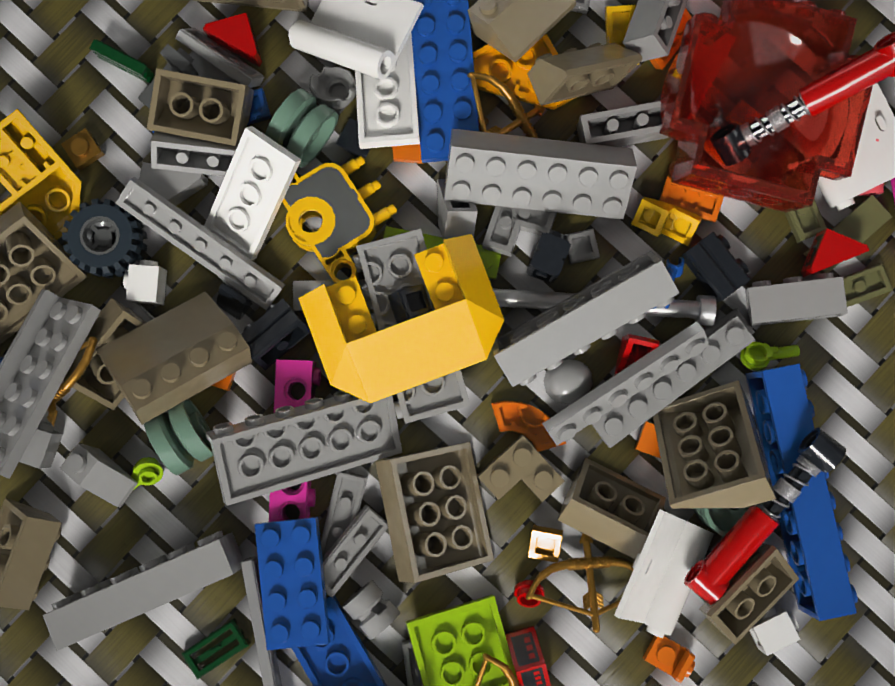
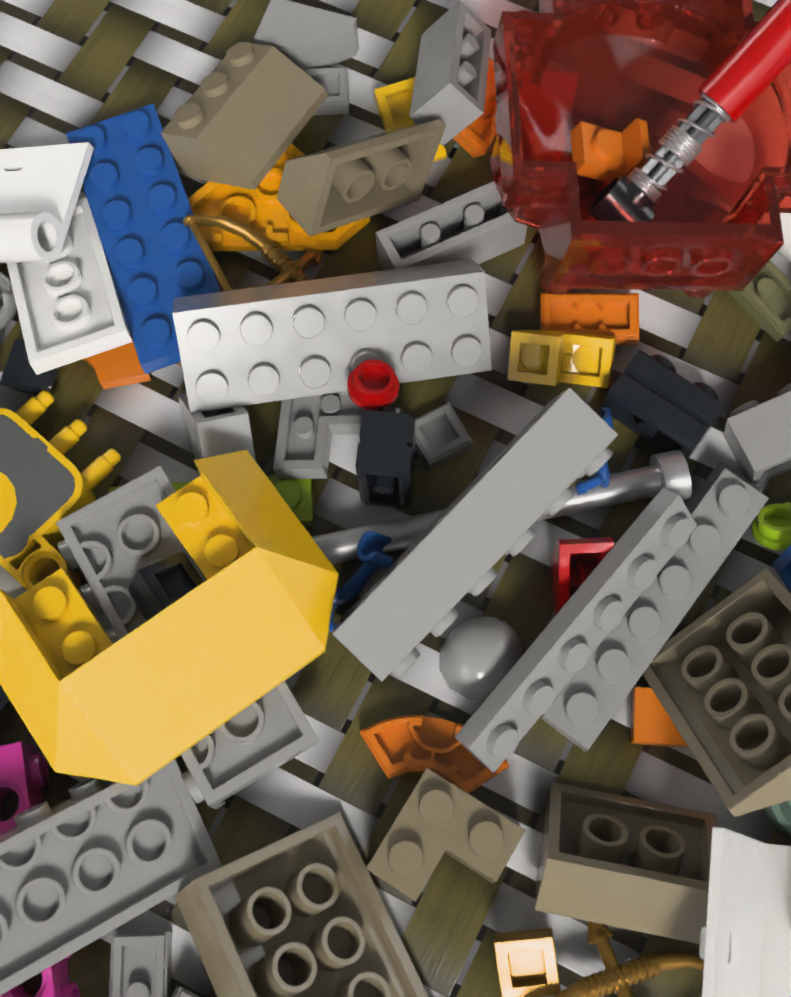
camera: 15 degrees left, 15 degrees down
(523, 310) = (370, 551): none -> blue piece
(552, 216) = (373, 385): none -> red plate
(737, 102) = (607, 153): none -> orange bracket

